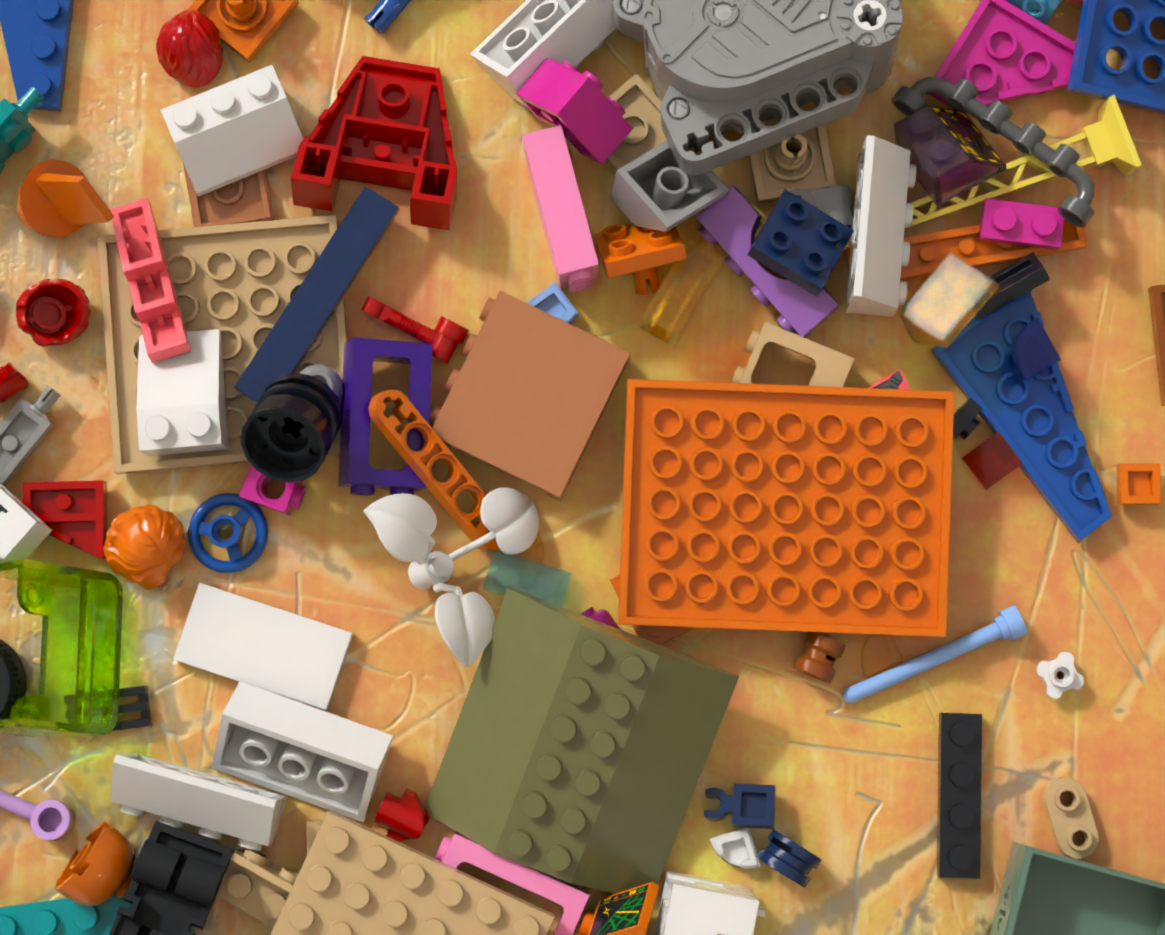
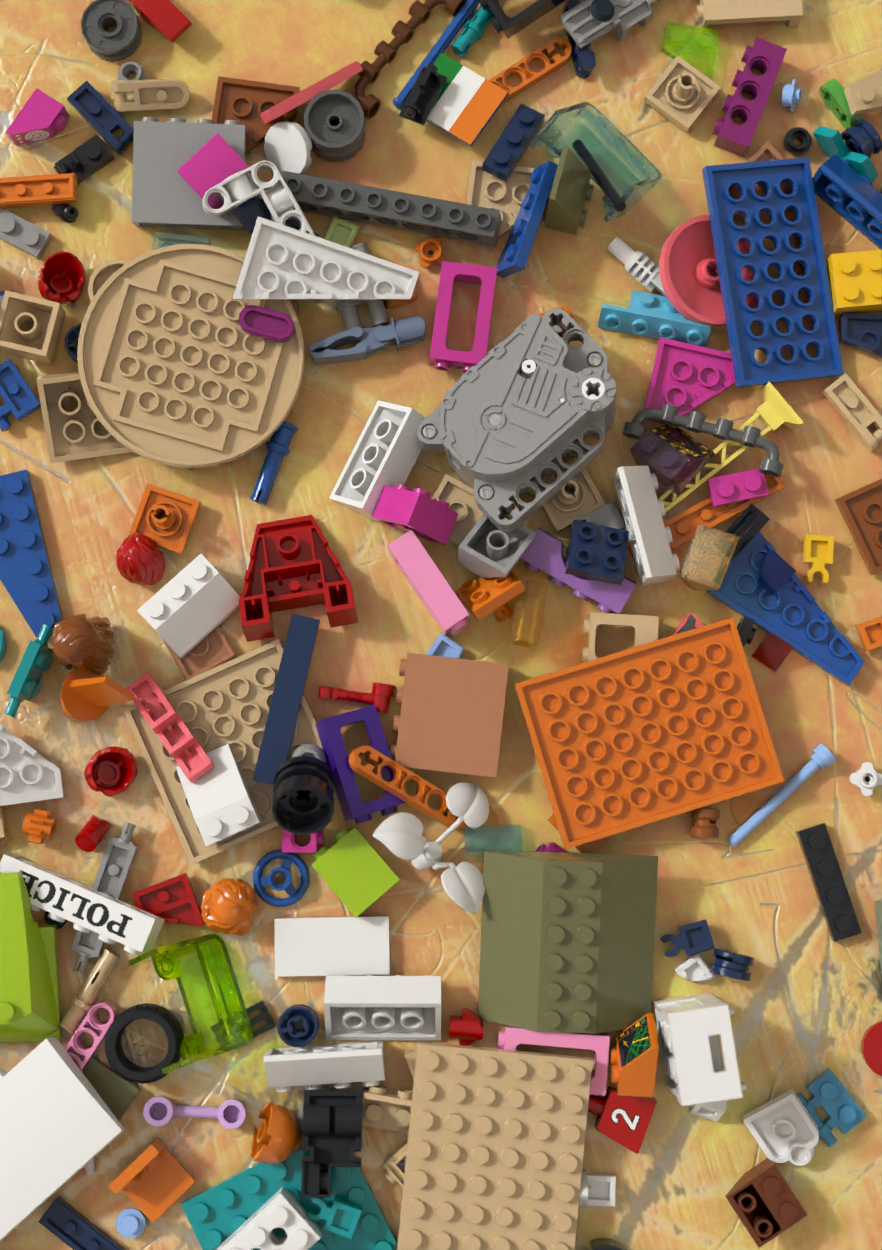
camera: 20 degrees left, 0 degrees up
(75, 127) = (83, 642): none -> dark orange hair
(180, 735) = (298, 1025): none -> dark blue wheel
(328, 556) = (354, 870): none -> lime brick
(1100, 351) = (818, 552): none -> yellow plate

